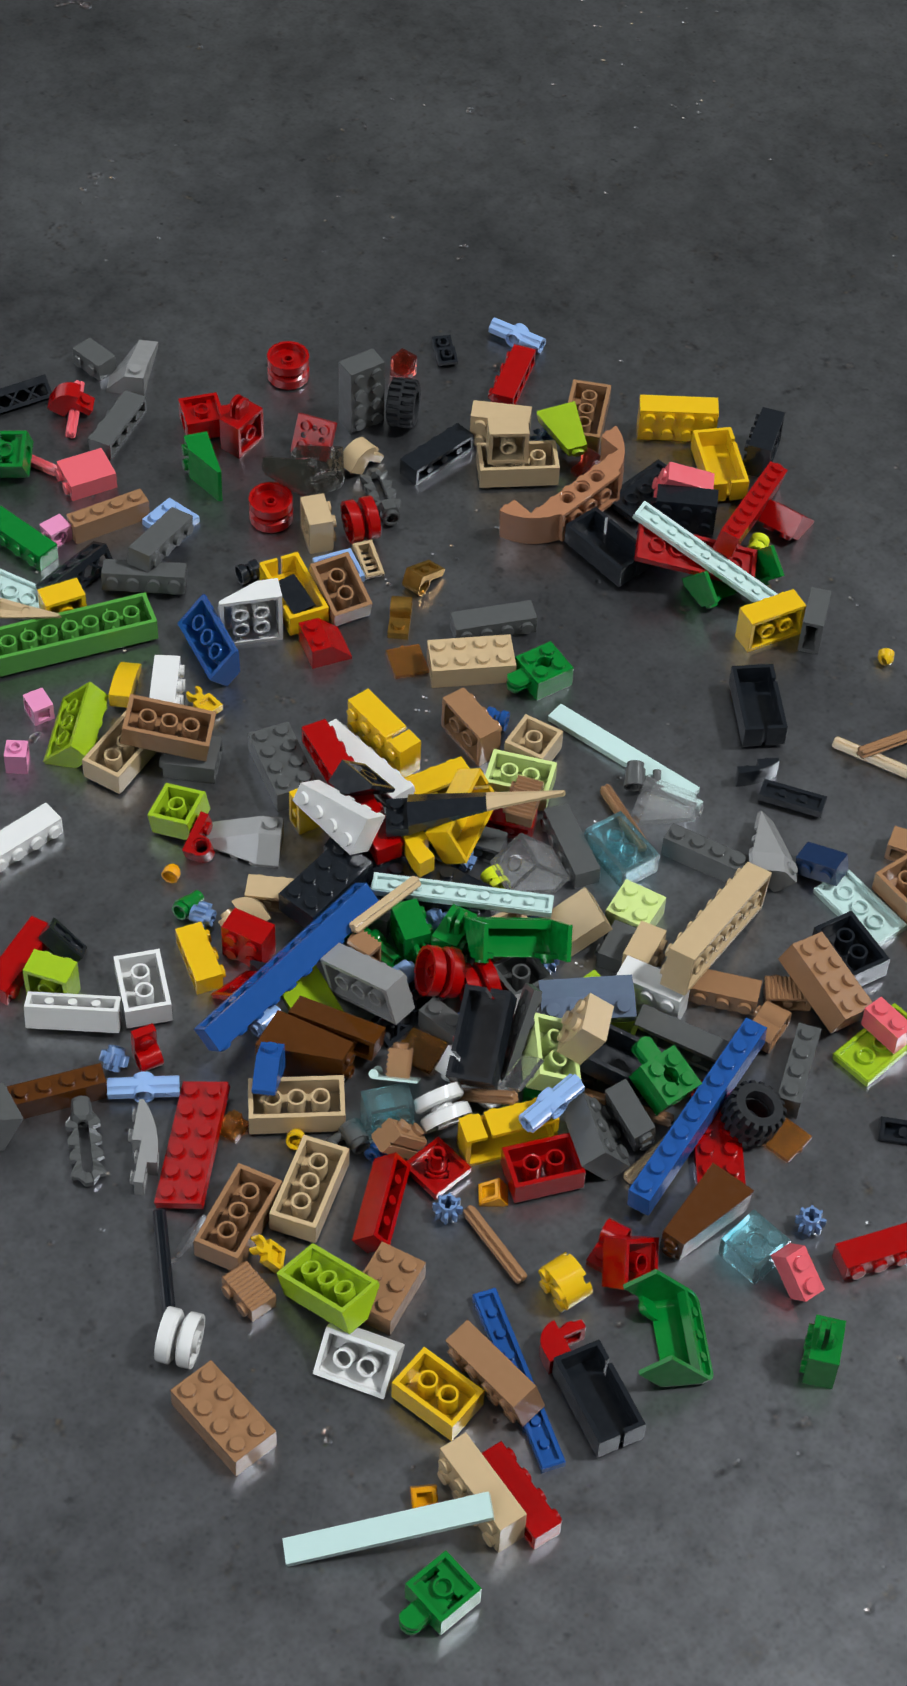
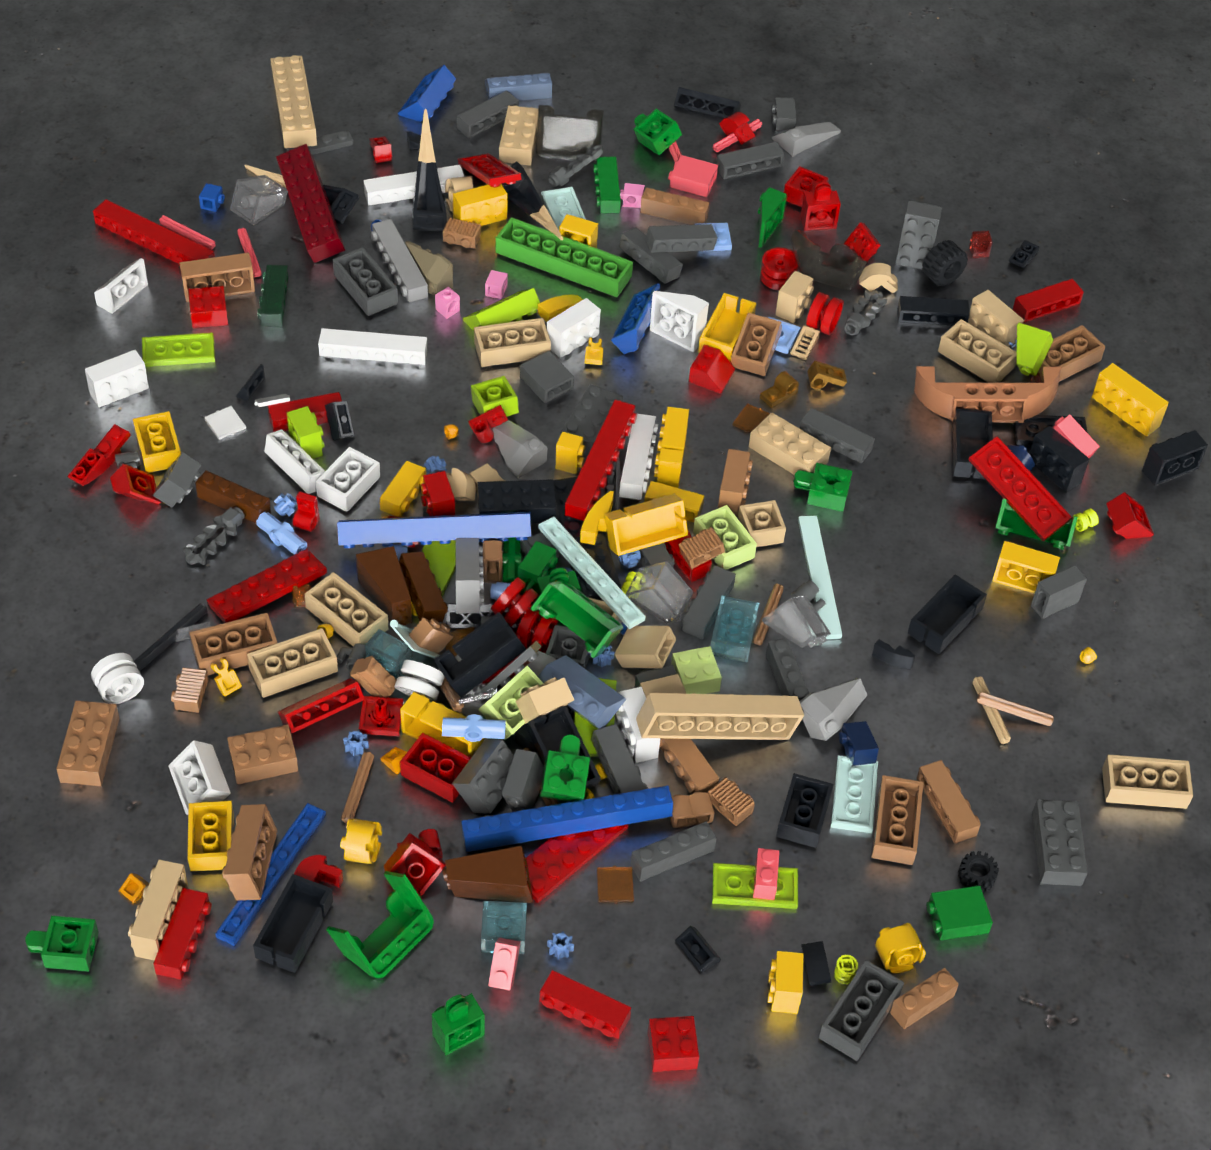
camera: 45 degrees right, 0 degrees up
(77, 564) = (617, 221): black fence -> none
(145, 1147) = (244, 564): light grey slope -> none
(167, 727) = (539, 343): medium nougat brick -> none
(183, 905) = (432, 451): green cone -> none
(247, 572) = (716, 294): black wheel -> none
(268, 1068) = (346, 573): blue slope -> none
(288, 365) = (898, 191): red wheel -> none
(295, 594) = (720, 325): black slope -> none
(329, 1287) = (222, 721): lime slope -> none
(339, 815) = (563, 463): white wedge -> none
(358, 780) = (603, 451): black slope -> none
(385, 904) = (531, 537): tan axle -> none
(388, 1529) = (84, 880): light aqua tile -> none
(426, 811) = (620, 500): black plate -> none
(501, 716) = (760, 492): blue wheel -> none
(507, 440) = (975, 327): tan brick -> none
(516, 335) = (1087, 277): light blue piece -> none
(702, 553) = (1022, 488): light aqua tile -> none
(719, 454) = (1123, 449): yellow piece -> none
(750, 509) = (1098, 487): red brick -> none
(763, 1103) = (593, 859): black tyre -> none
(792, 798) = (897, 690): black plate -> none
(825, 981) = (756, 811): medium nougat brick -> none

